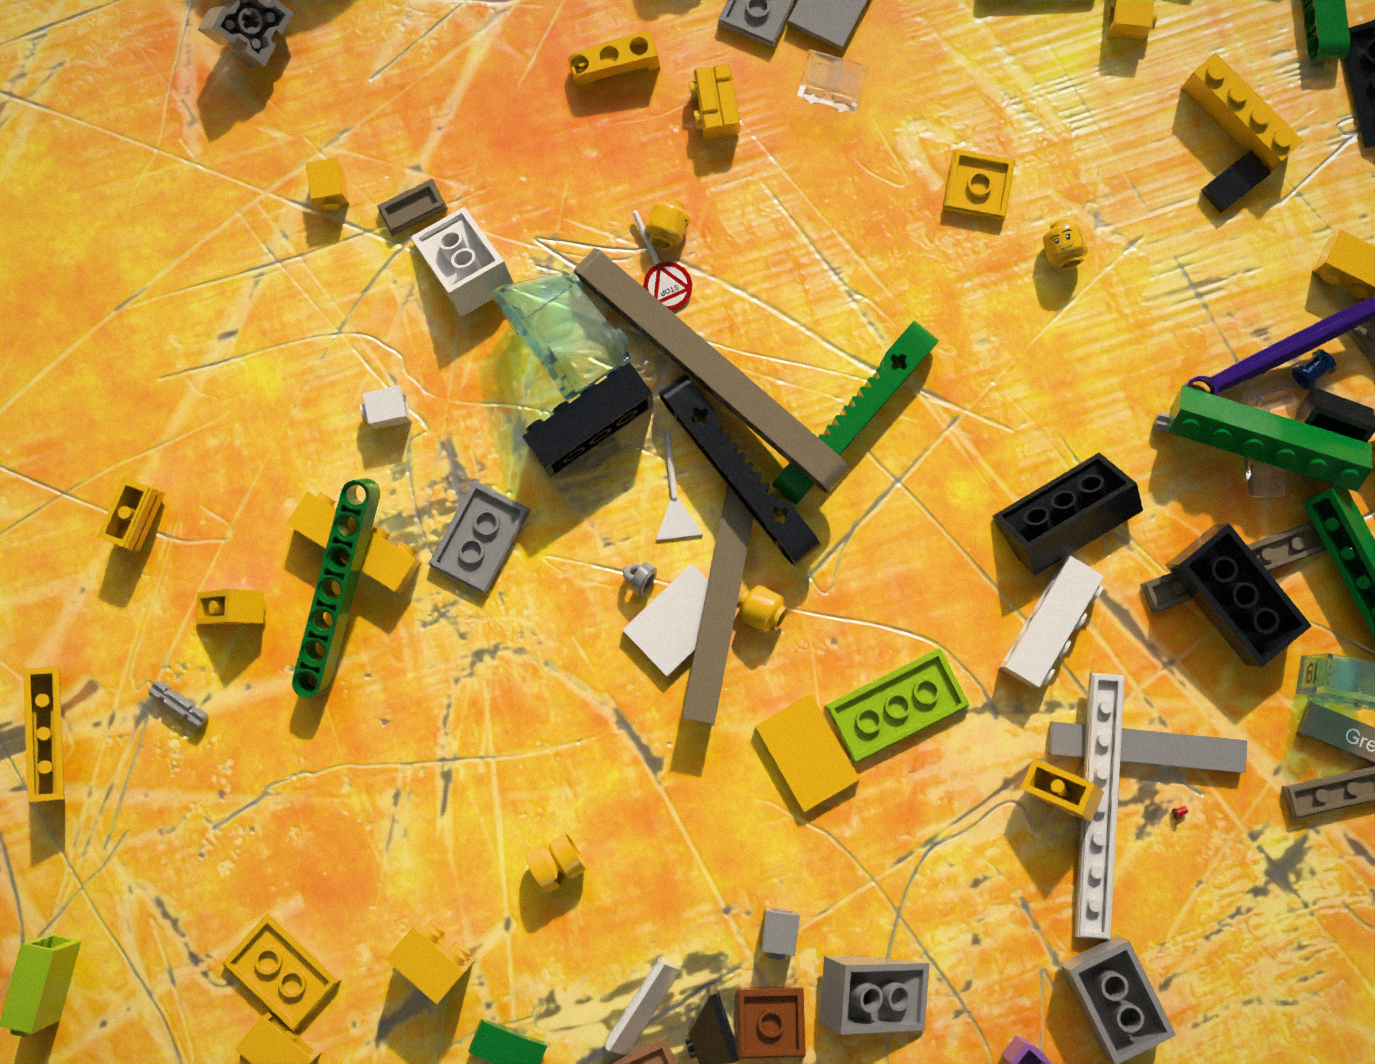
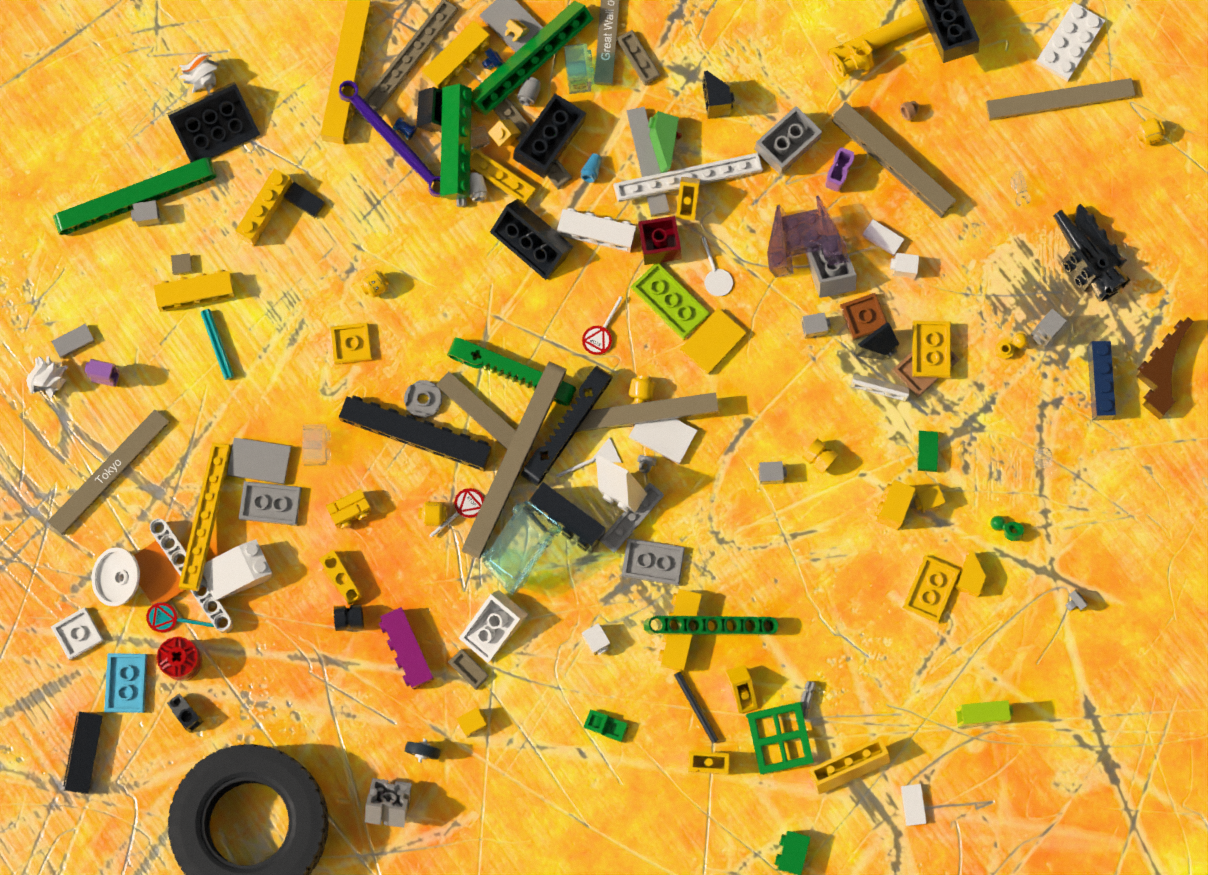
camera: 110 degrees left, 5 degrees down
(132, 642) = (780, 738): none -> green window
(228, 529) = (696, 707): none -> black bar
(252, 383) = (606, 726): none -> green slope
(308, 96) = (422, 750): none -> black wheel
(424, 1022) = (929, 499): none -> yellow brick
(472, 122) = (406, 648): none -> magenta brick
(546, 56) = (348, 617): none -> black wheel
(555, 773) = (771, 473): none -> light grey brick
(559, 525) = (630, 521): none -> light grey plate
(608, 516) = (618, 485): none -> white slope
(802, 235) = (415, 433): none -> black brick
(814, 341) = (477, 409): none -> dark tan tile
(851, 283) = (426, 410): none -> light grey tile
(869, 567) = (598, 339): none -> piece
(906, 796) = (718, 281): none -> white piece
(941, 968) = (804, 234): none -> wedge
(1003, 719) = (659, 240): none -> dark red brick
(1159, 647) = (591, 169): none -> dark azure cone
(1181, 452) = (477, 187): none -> white brick
(1184, 785) = (662, 136): none -> bright green slope
(1188, 496) = (500, 176): none -> yellow plate
(1230, 902) = (717, 96): none -> black slope
(1263, 524) = (504, 132): none -> yellow brick
(1324, 589) = (529, 91): none -> light grey brick

